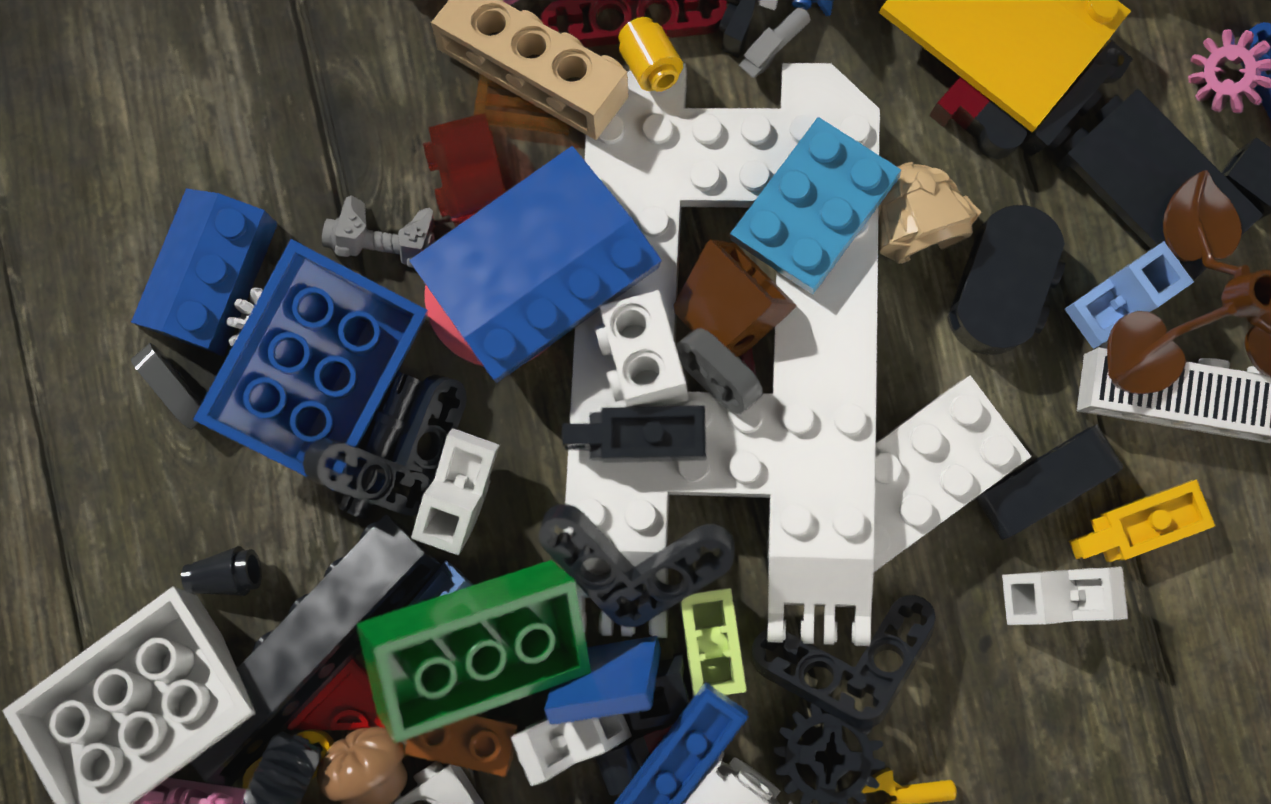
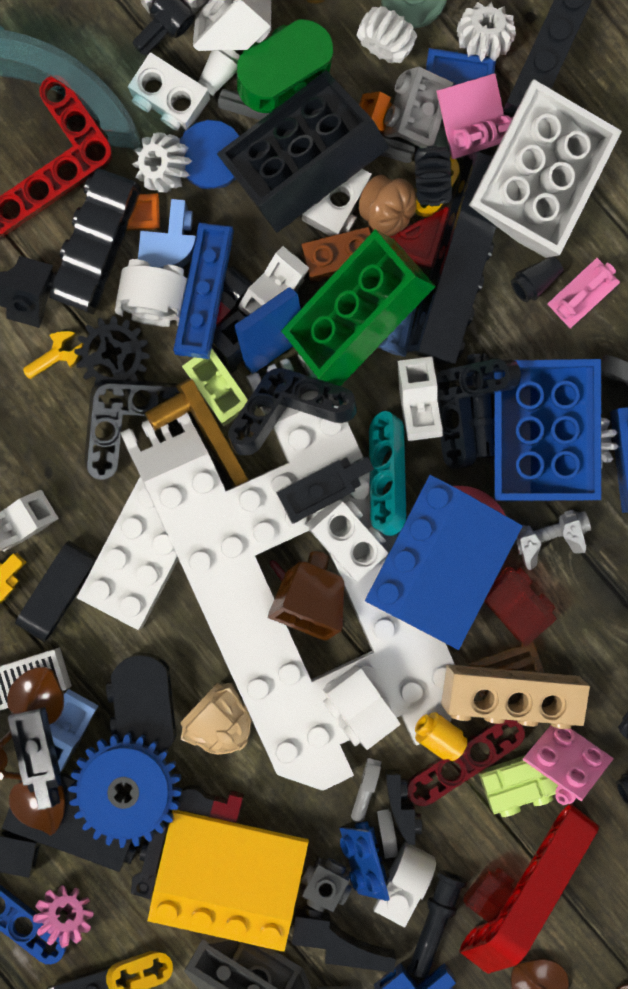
camera: 155 degrees right, 5 degrees up
(172, 525) = (584, 292): none -> bright pink hinge
(538, 414) = (387, 510): none -> teal beam
(719, 371) = (295, 550): dark grey beam -> none
(734, 135) = (360, 707): none -> white brick
(755, 640) = (191, 401): none -> pearl gold piece
(815, 205) = (286, 688): dark azure plate -> none
(1112, 159) = (119, 815): none -> blue gear
(1182, 276) = (36, 755): none -> hinge

